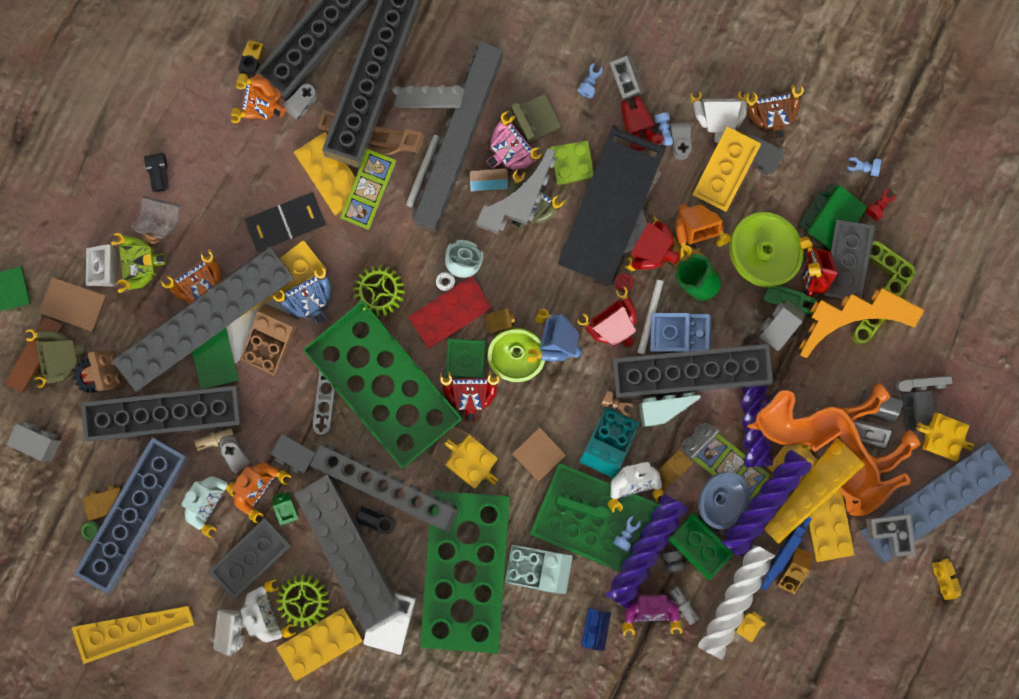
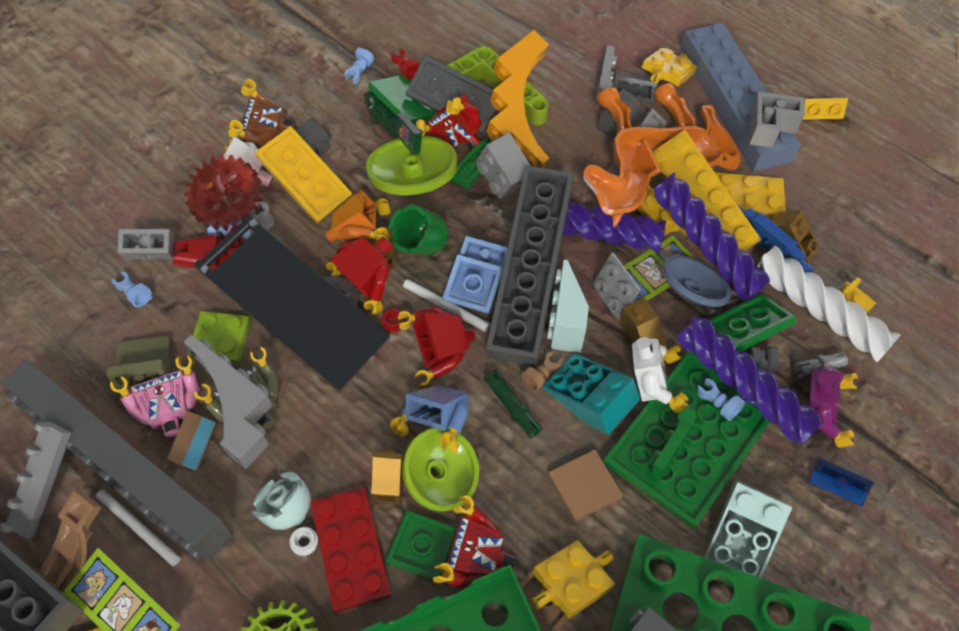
camera: 75 degrees left, 25 degrees down
(578, 395) = (518, 411): none -> dark green pin
(675, 103) = (202, 199): none -> clear red gear
(794, 237) = (408, 133): none -> dark green tile

